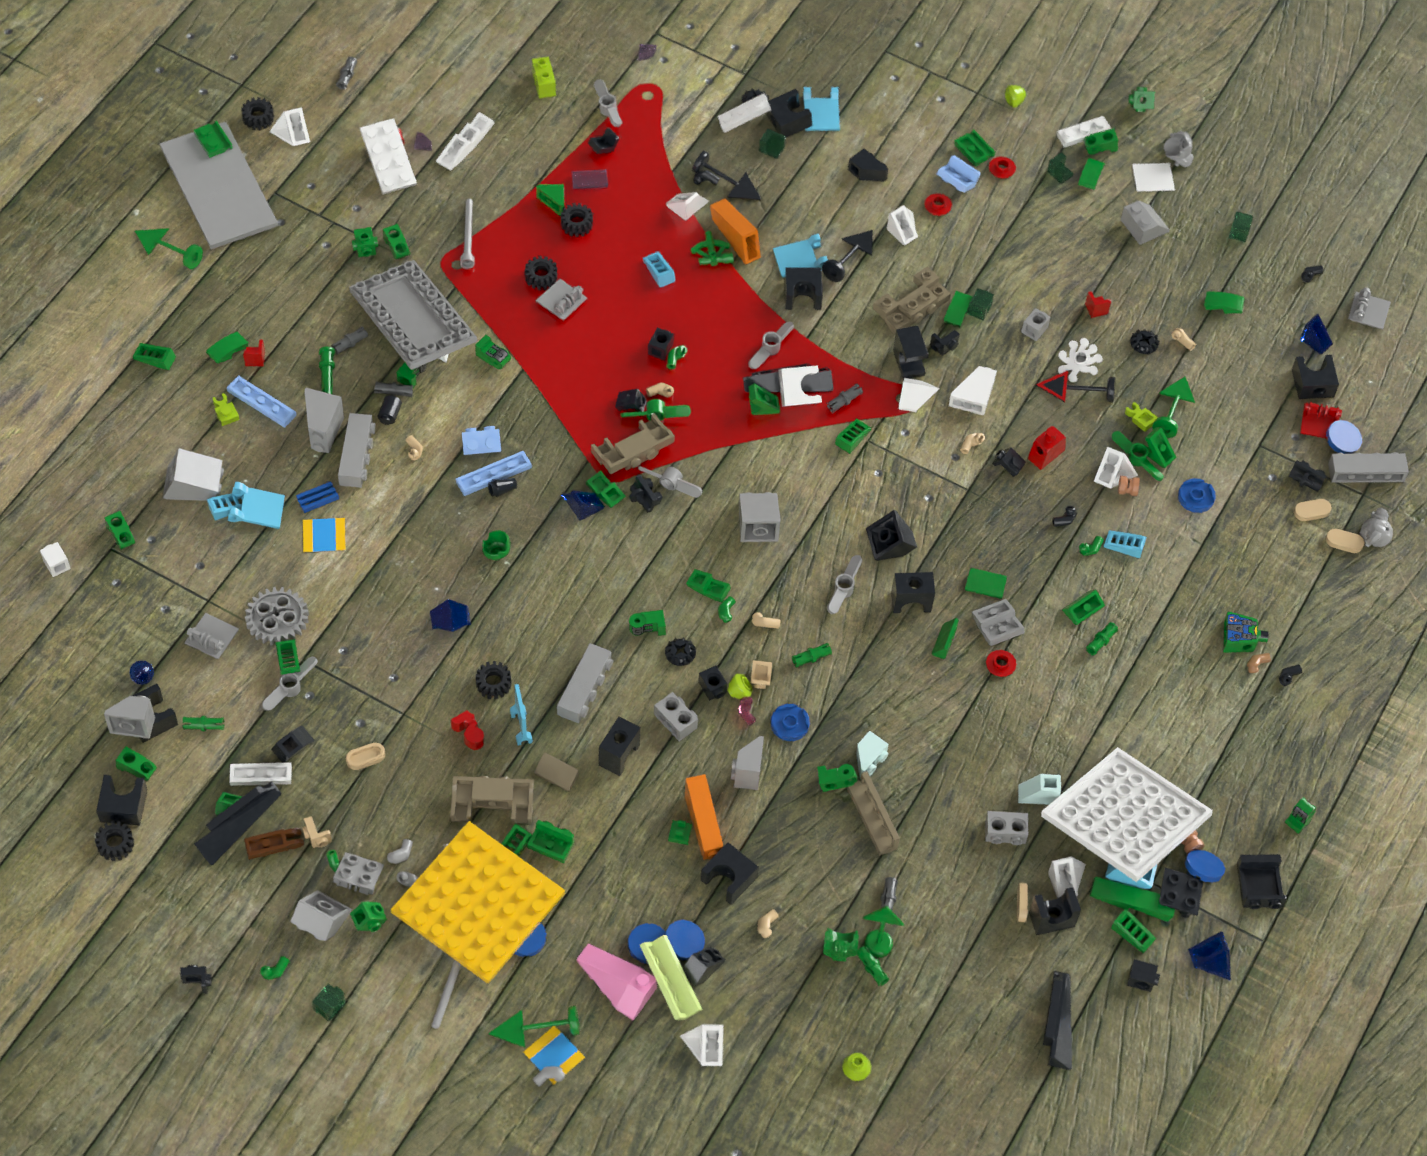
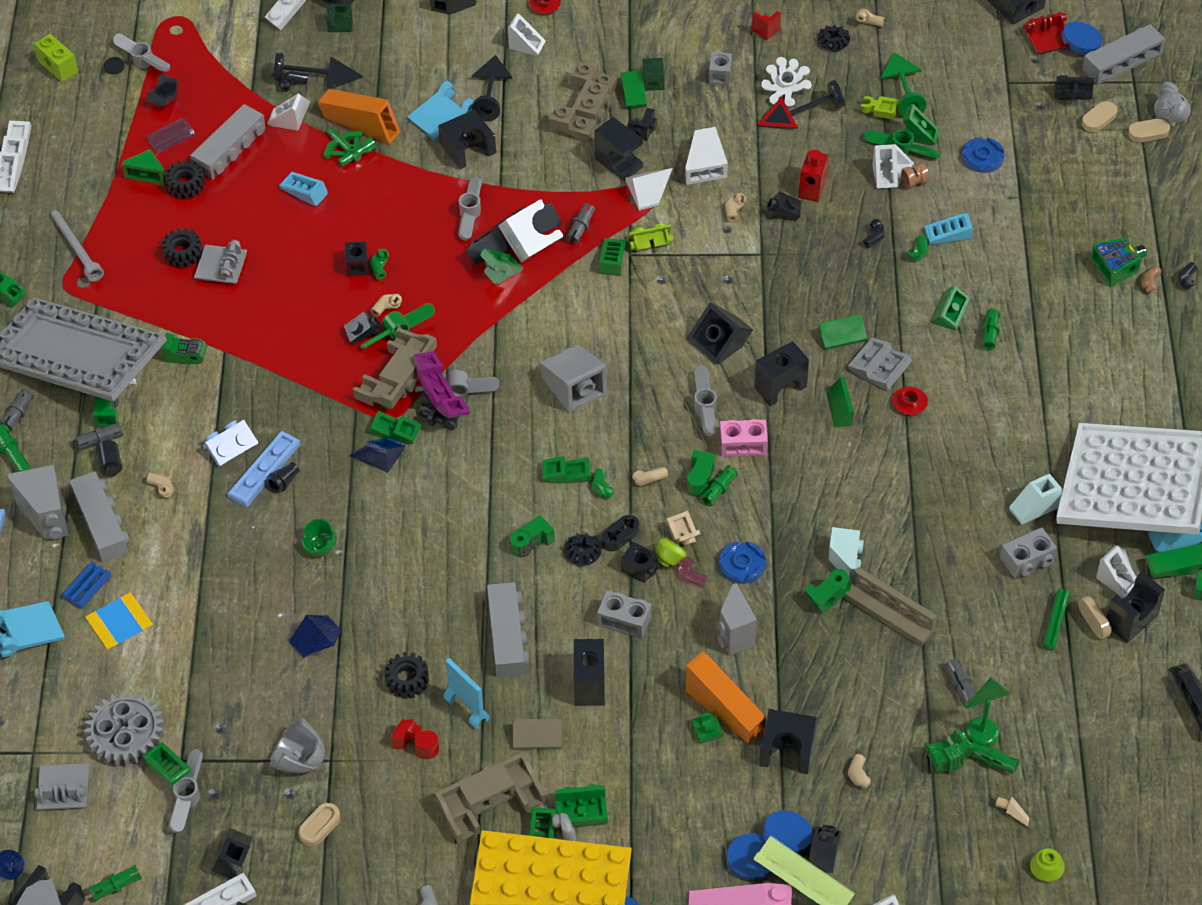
camera: 25 degrees left, 5 degrees down
(382, 695) = (298, 749): none -> light grey hair
(529, 854) = (563, 821): none -> light grey arm
(584, 103) = (114, 65): none -> black piece
(626, 205) = (229, 141): none -> light grey brick
(651, 474) = (436, 386): none -> magenta slope
(715, 653) = (618, 531): none -> black beam
(804, 639) = (703, 468): none -> green leg
(851, 631) = (743, 438): none -> bright pink brick
(861, 1012) = (1013, 809): none -> tan bar
(883, 432) = (642, 238): none -> lime hinge
(993, 888) = (1056, 619): none -> green axle

